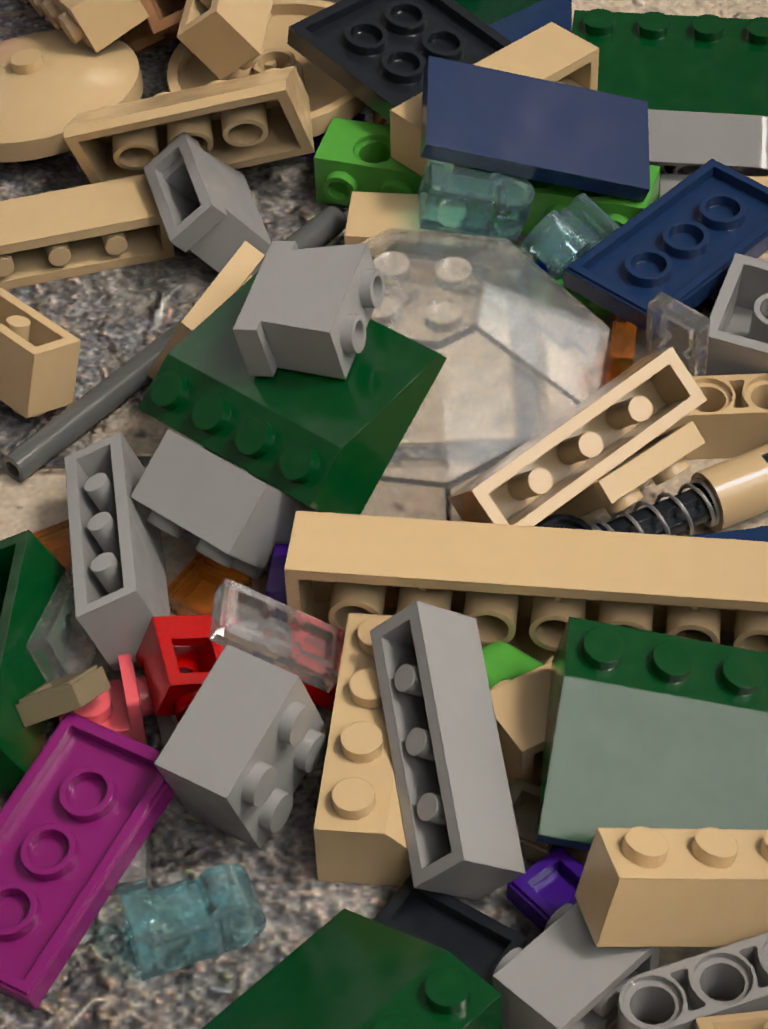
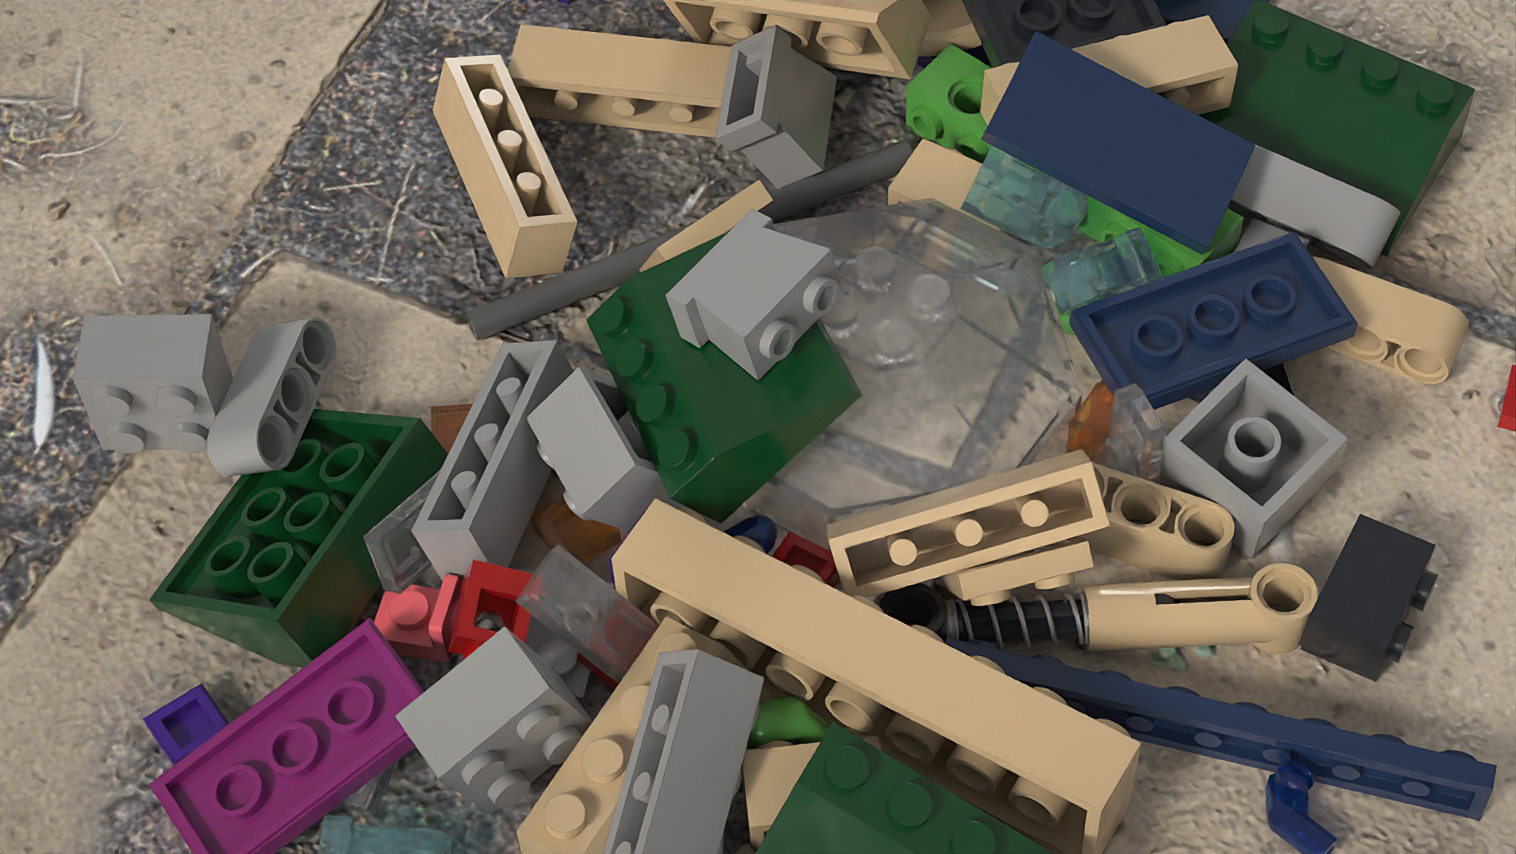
camera: 25 degrees right, 10 degrees up
(62, 695) = (375, 598): dark tan tile -> none

